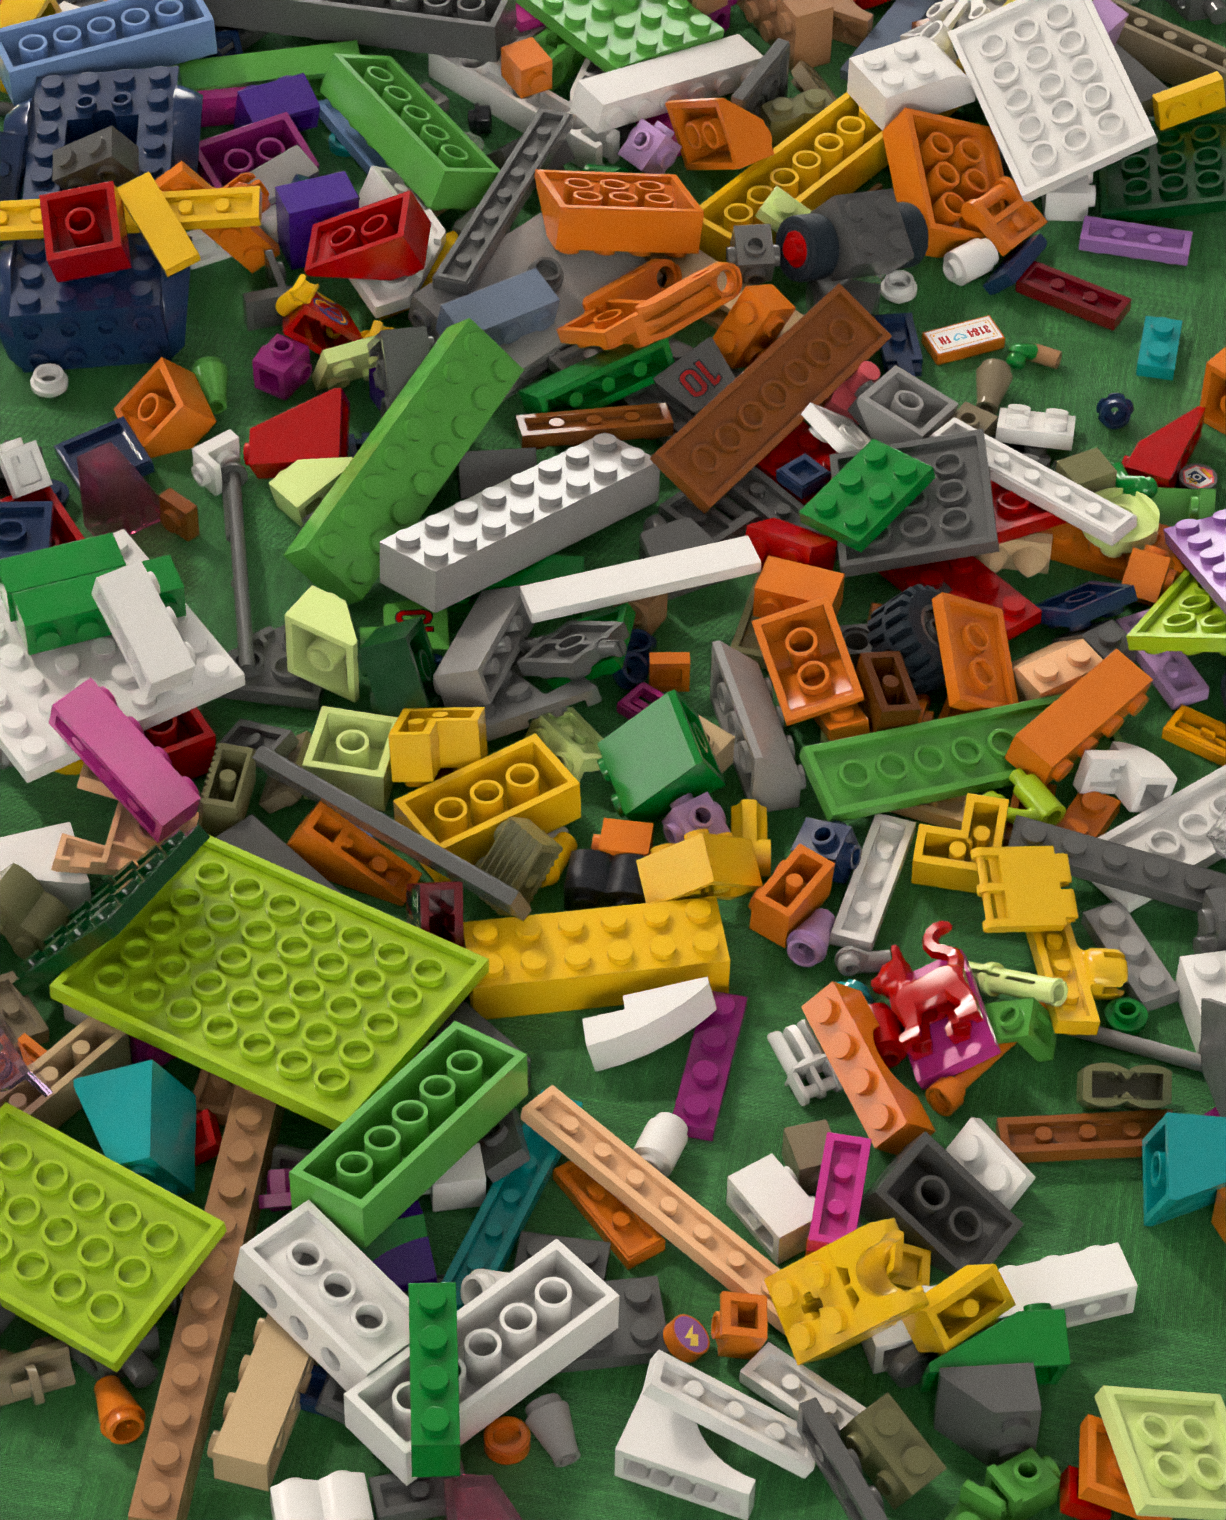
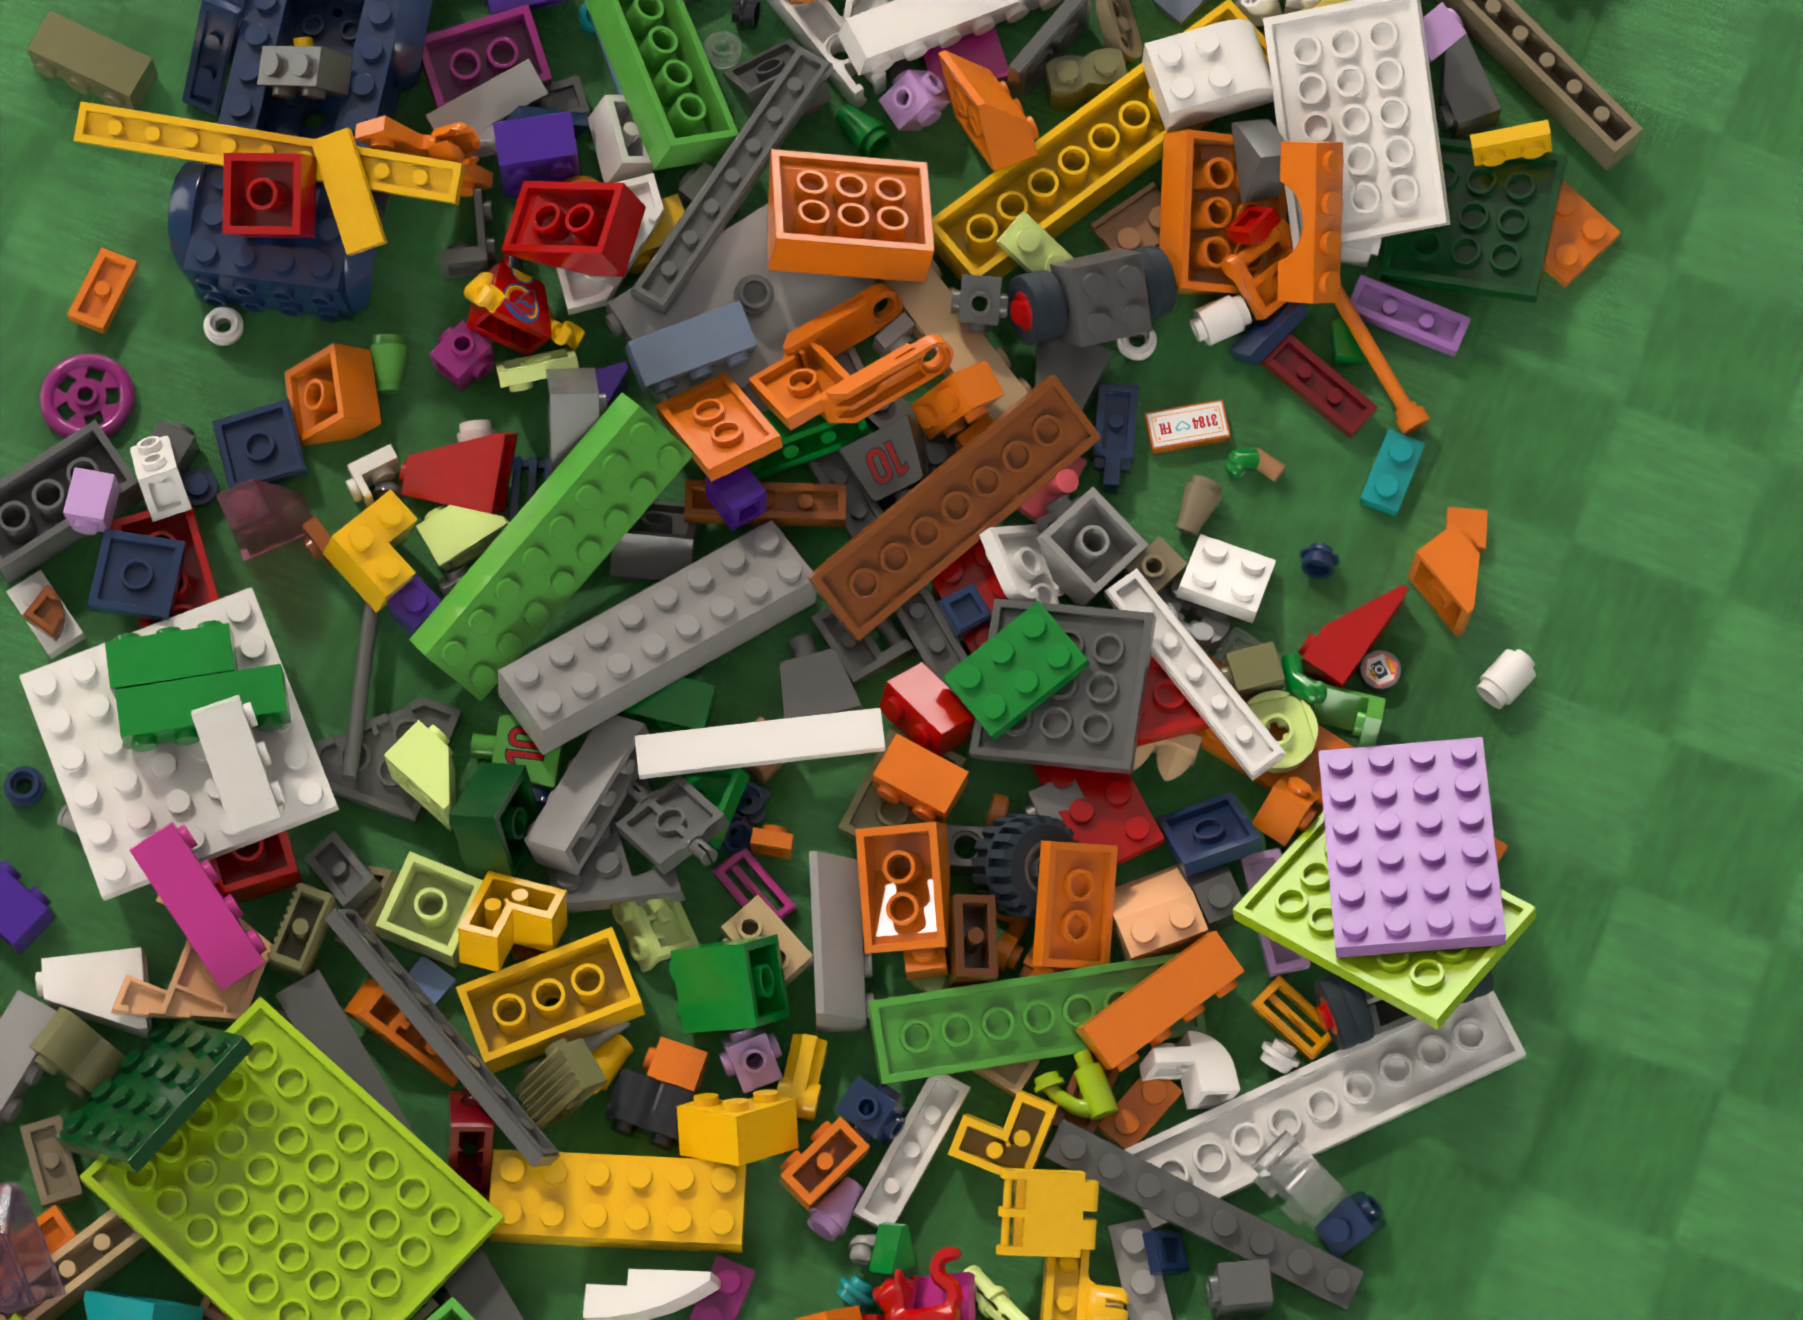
camera: 10 degrees right, 25 degrees up
(232, 498) = (366, 551): none -> yellow brick
(272, 543) = (412, 605): none -> dark purple brick
(551, 358) = (719, 426): none -> orange plate
(567, 407) = (737, 497): none -> dark purple brick
(877, 943) = (892, 1249): none -> green slope
(975, 133) = (1257, 159): none -> dark grey slope
(982, 178) = (1253, 225): none -> red plate
(1044, 199) = (1316, 178): none -> orange arch
(1089, 265) = (1344, 346): none -> green slope
(1146, 922) = (1165, 1252): none -> dark blue tile
(1159, 302) = (1409, 414): none -> orange piece
(1203, 760) = (1279, 1056): none -> white plate

